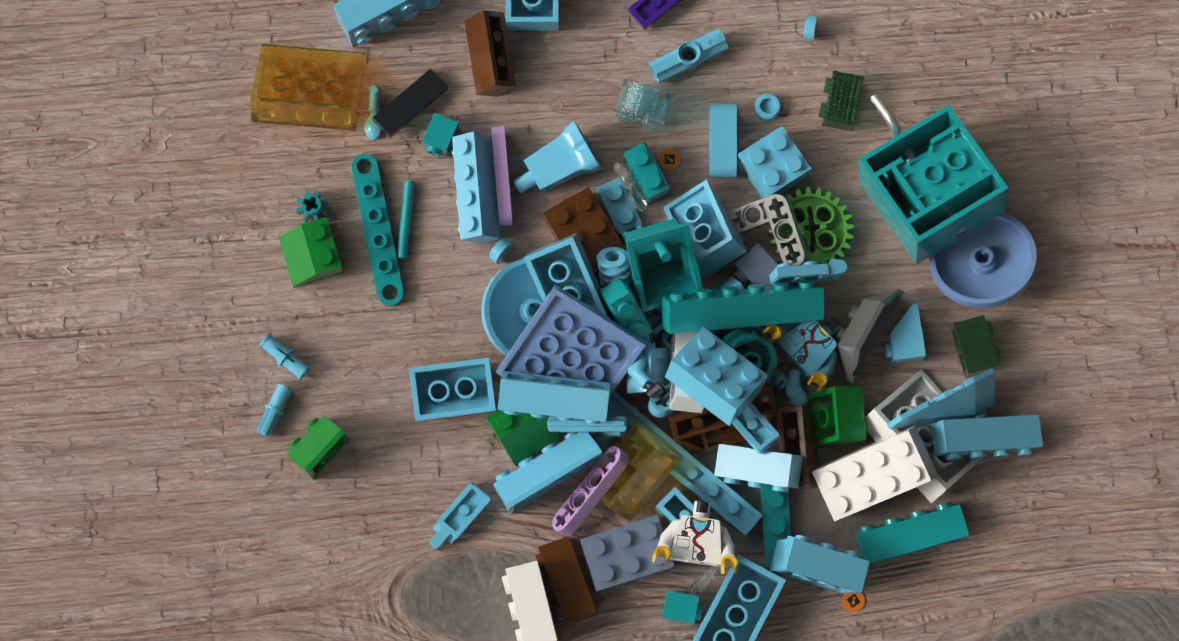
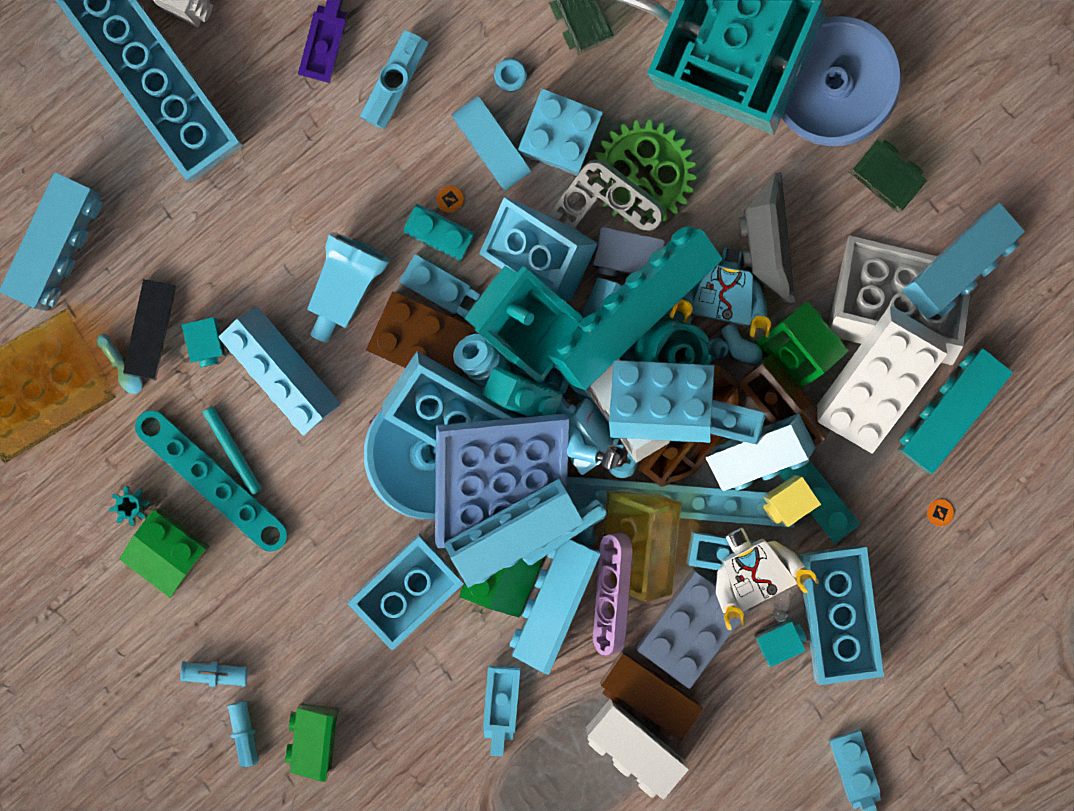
camera: 30 degrees left, 10 degrees up
(490, 53) = (192, 222): reddish brown brick -> none
(501, 176) = (295, 338): lavender beam -> none
(501, 250) = (350, 415): medium azure tile -> none
(635, 196) = (444, 264): clear piece -> none
(642, 104) = (385, 166): clear light blue brick -> none
(755, 510) = (790, 501): none -> light yellow brick
(808, 271) = (674, 220): medium azure hinge -> none
(819, 564) = (889, 508): medium azure brick -> none
(906, 339) = (814, 216): medium azure slope -> none
(962, 402) = (914, 245): medium azure wedge -> none

